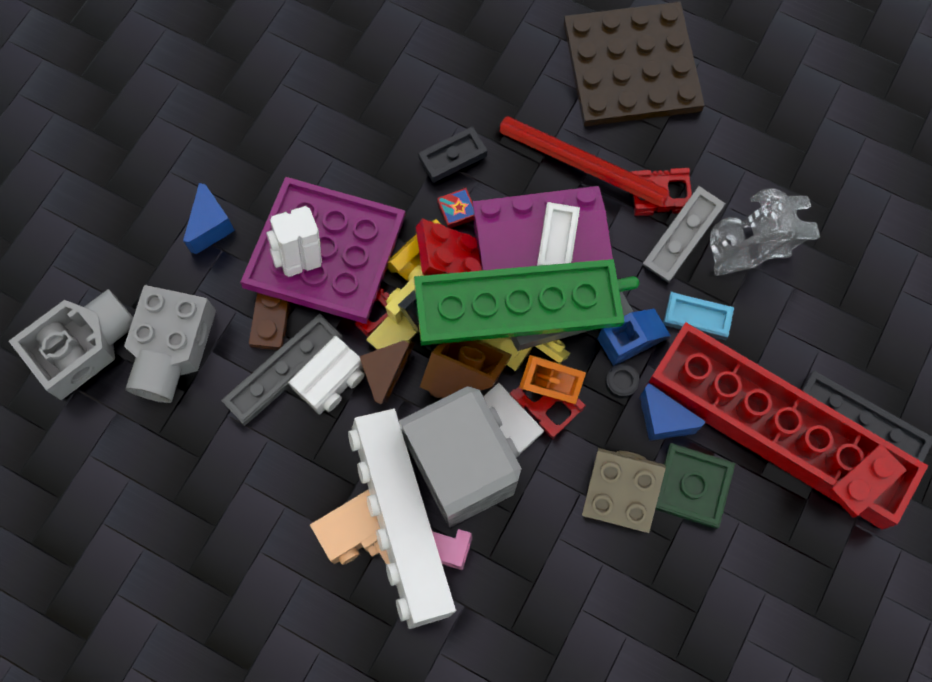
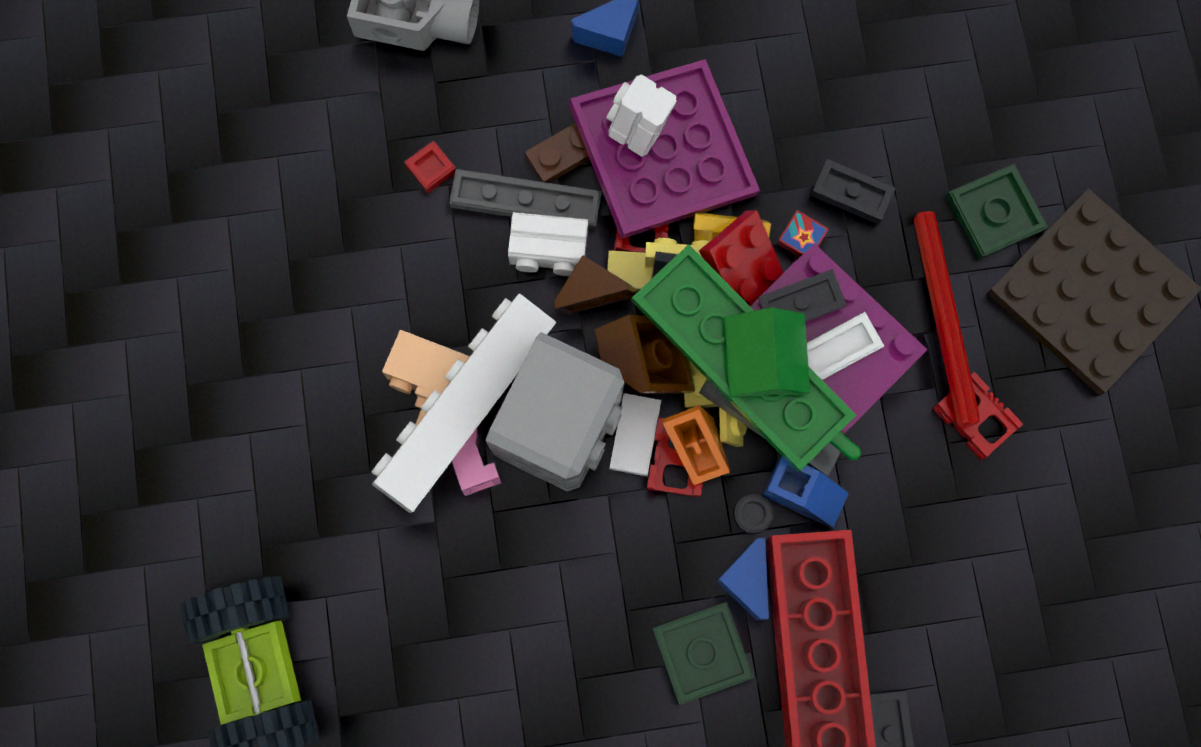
camera: 50 degrees right, 5 degrees up
(166, 341) = (471, 79): light grey brick -> none
(204, 417) = (430, 166): none -> red tile
(509, 235) = (812, 296): none -> black plate
(529, 283) = (767, 353): none -> green slope
(535, 80) = (996, 211): none -> dark green tile
(624, 489) = (646, 588): dark tan plate -> none
(683, 234) = (948, 467): light grey hinge -> none
(704, 315) = (876, 541): medium azure tile -> none
(774, 230) = (1021, 554): clear piece -> none

